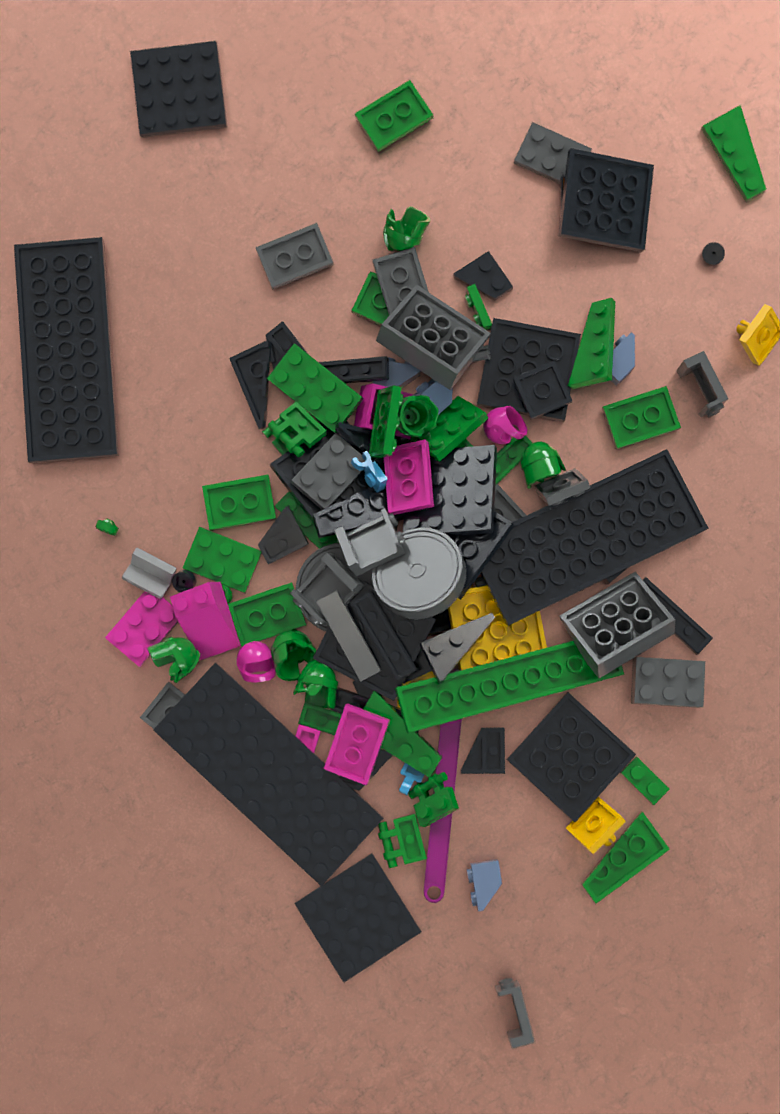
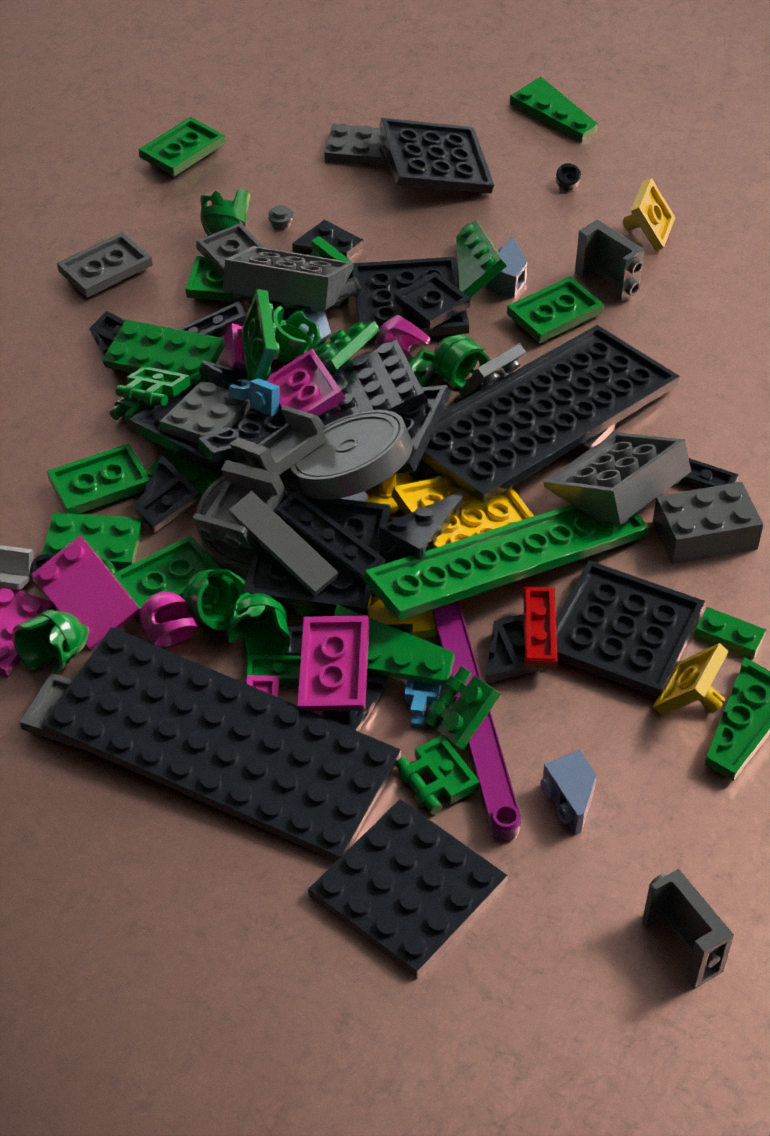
camera: 20 degrees left, 35 degrees down
(252, 373) = (84, 366): black wing -> none
(453, 233) = (280, 217): none -> dark grey plate
(510, 745) = (539, 627): none -> red tile

